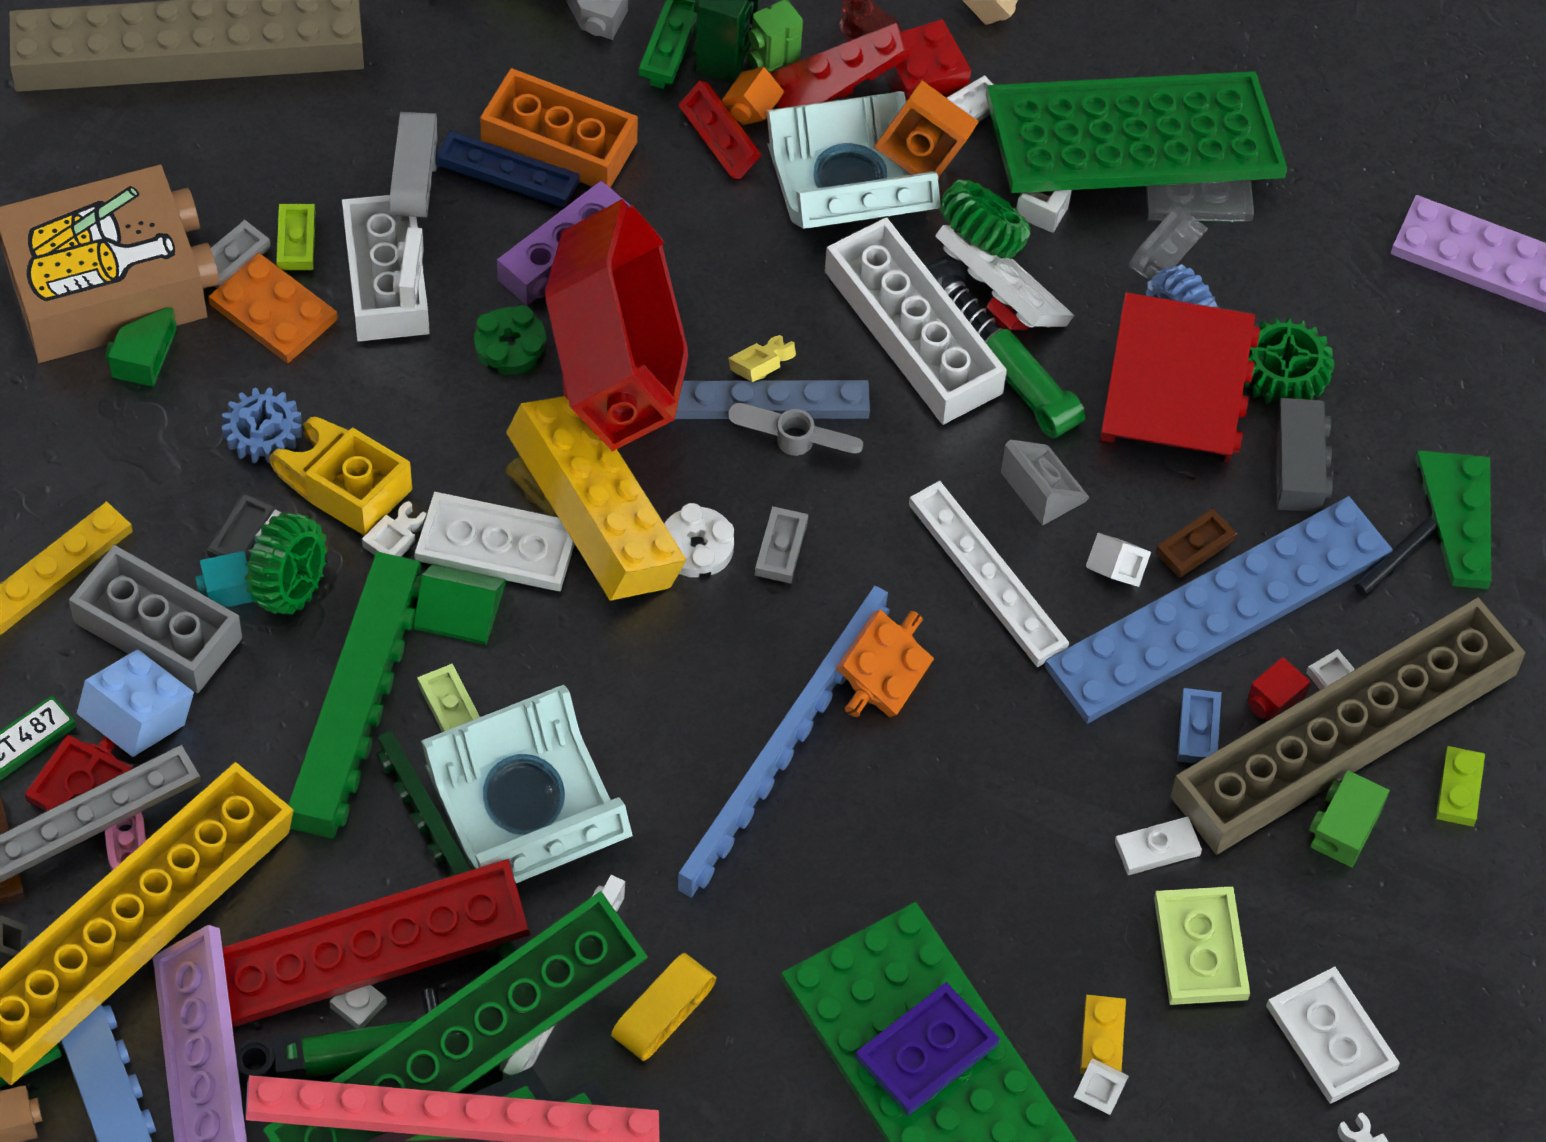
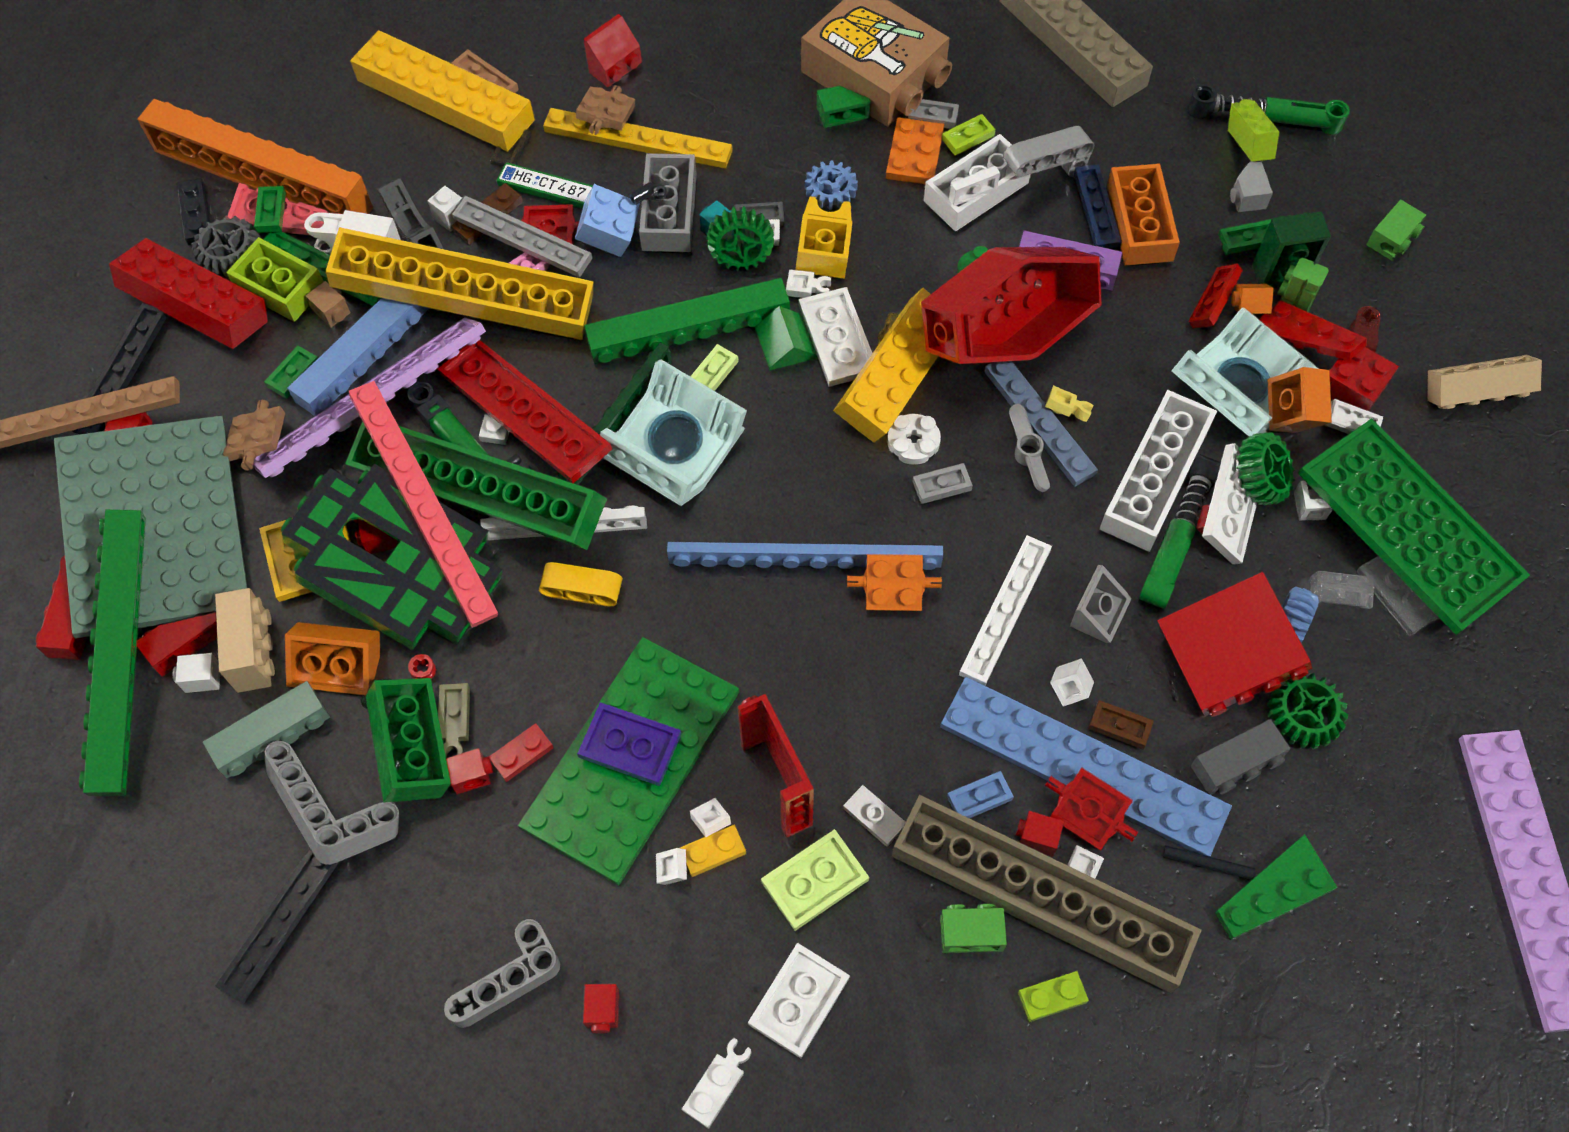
camera: 65 degrees right, 5 degrees up
(143, 623) = (649, 191): none -> black arm
(1064, 1014) = (710, 817): none -> white plate
(1067, 884) = (760, 725): none -> red panel
(1280, 624) = (1091, 808): none -> red plate

